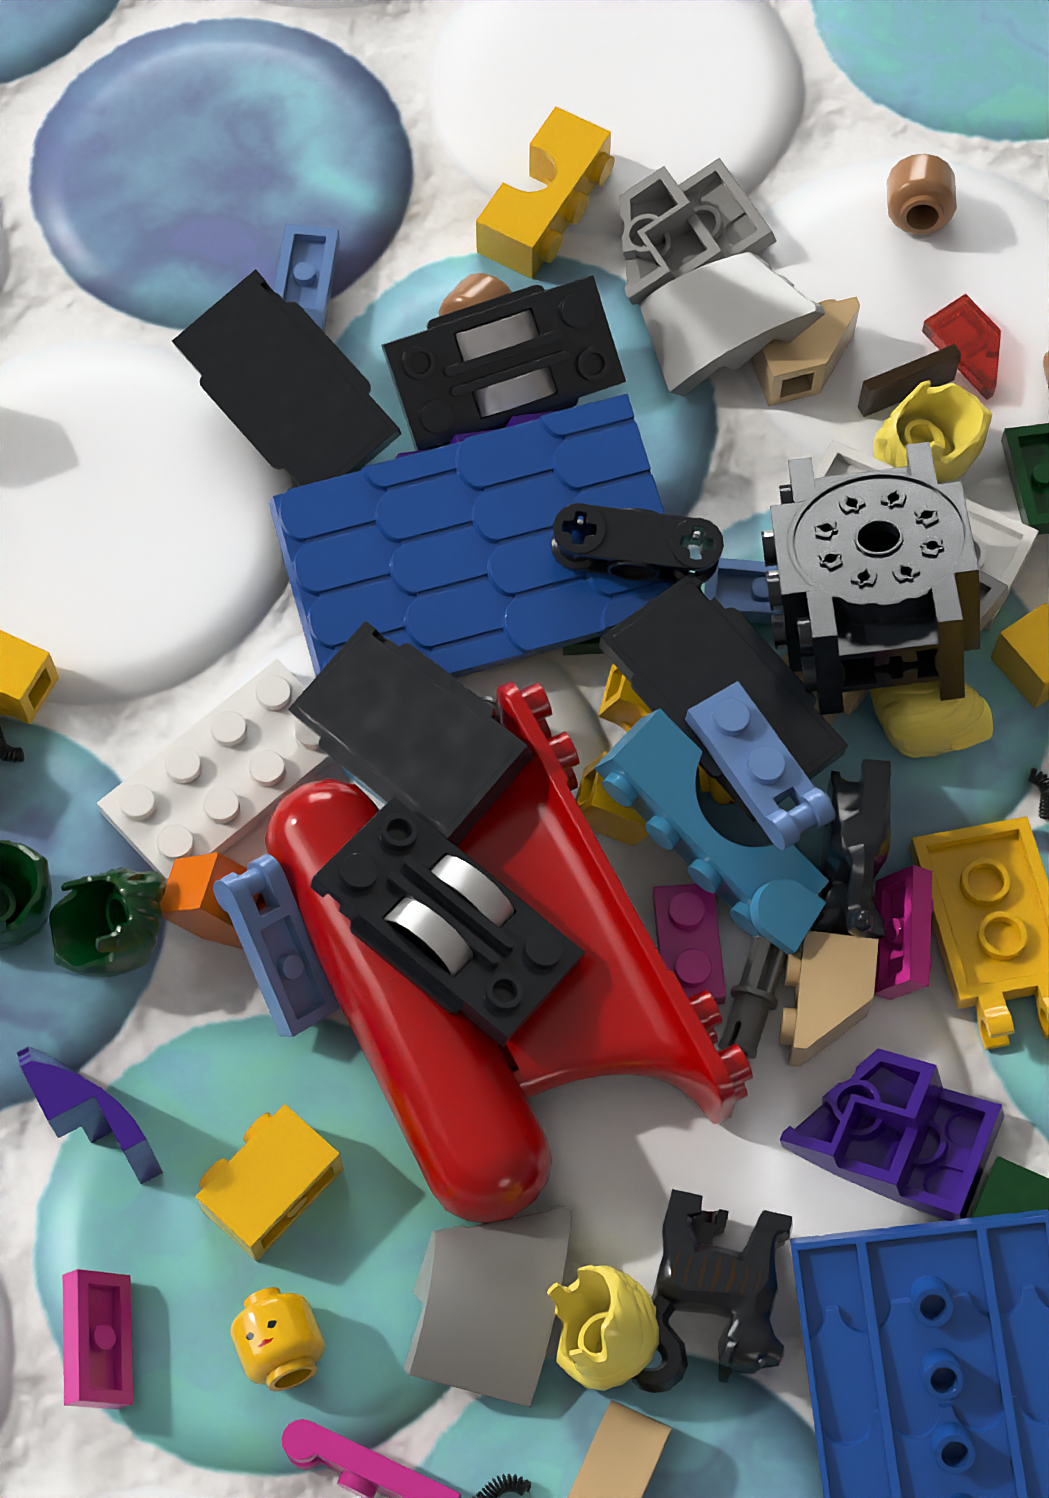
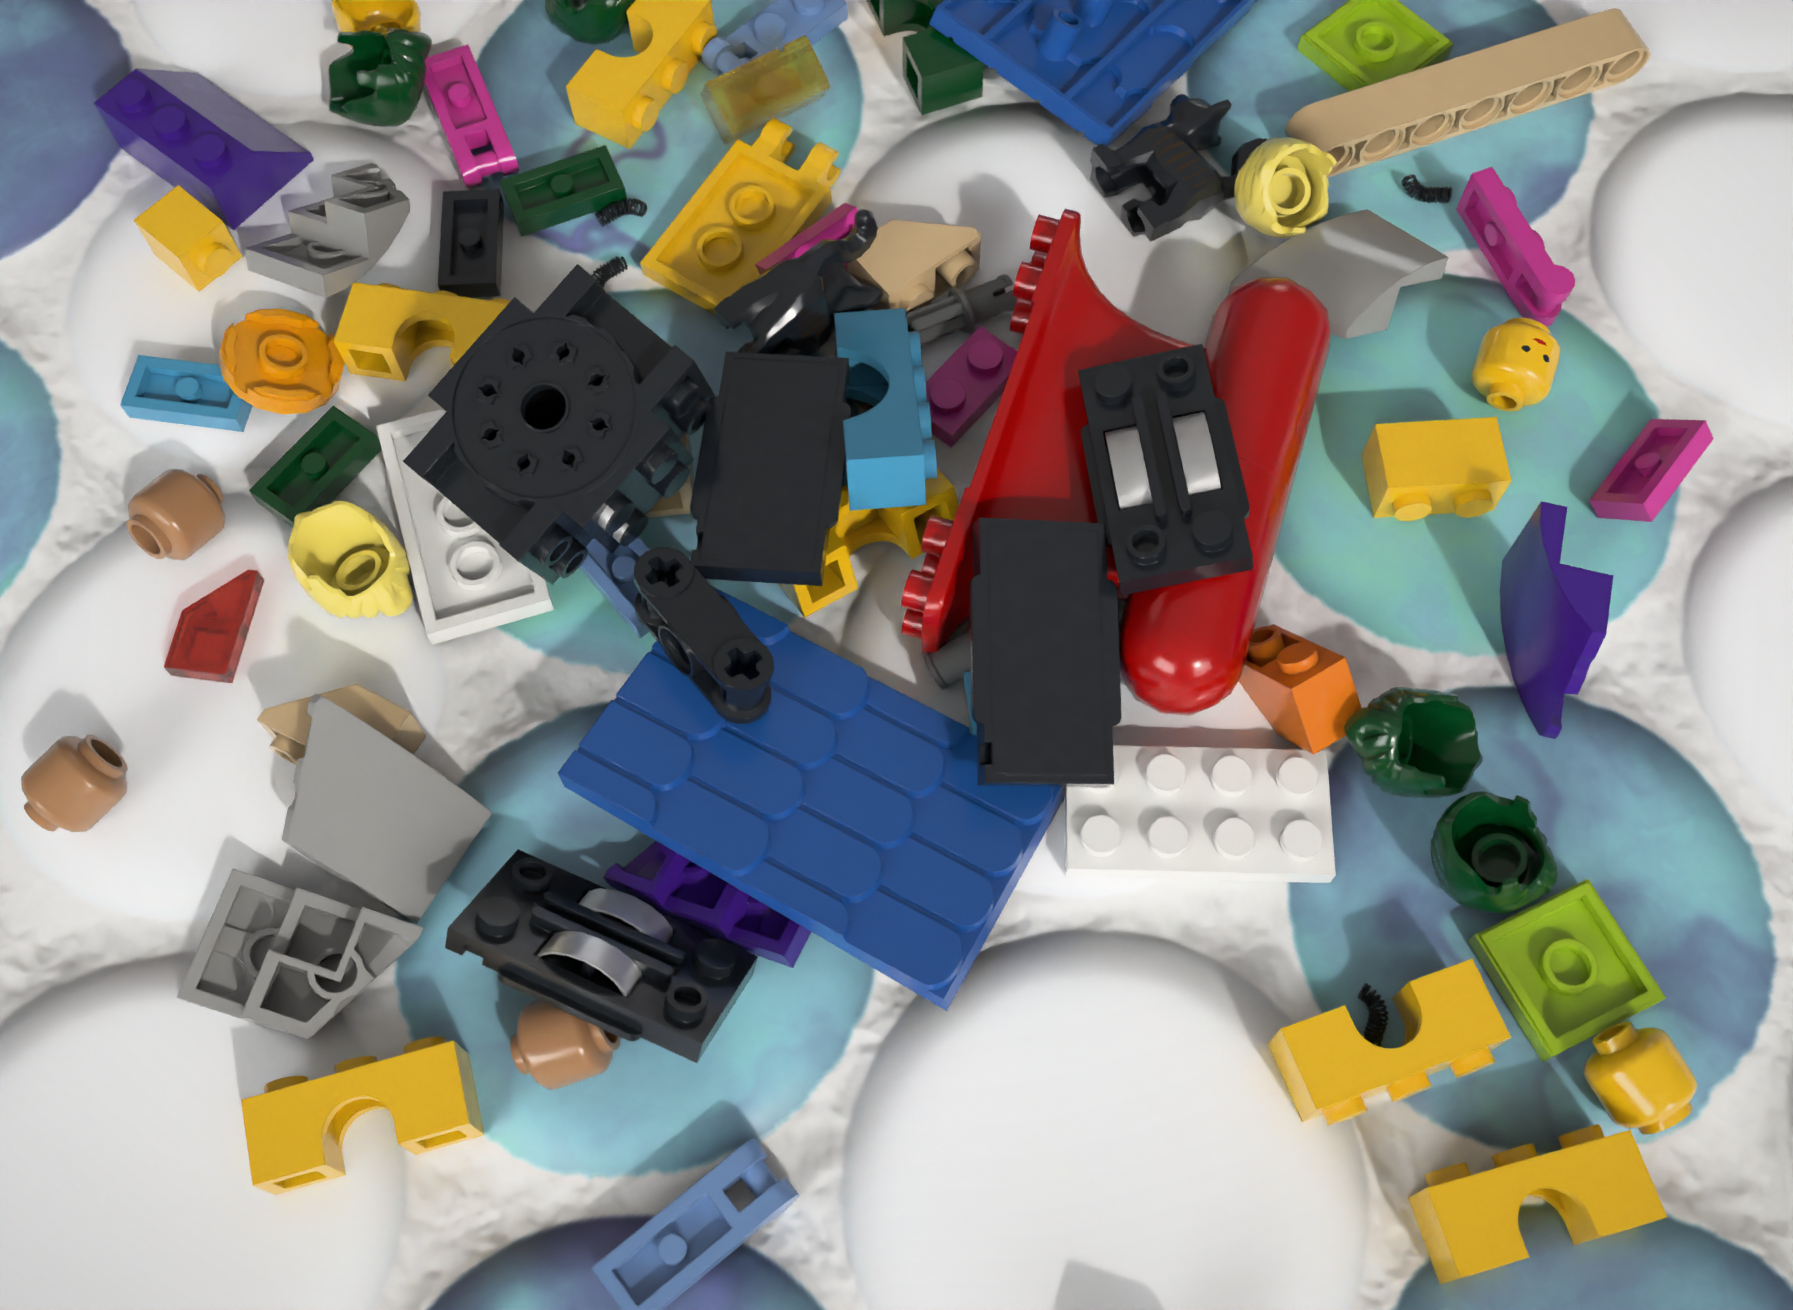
camera: 135 degrees left, 0 degrees up
(277, 946) = (1295, 602): medium blue plate -> none
(285, 384) = (818, 1124): black piece -> none
(758, 765) = (812, 379): medium blue plate -> none
(785, 912) = (893, 306): dark azure tile -> none
(896, 384) = (304, 633): dark brown piece -> none
(901, 1135) = (956, 160): dark purple slope -> none

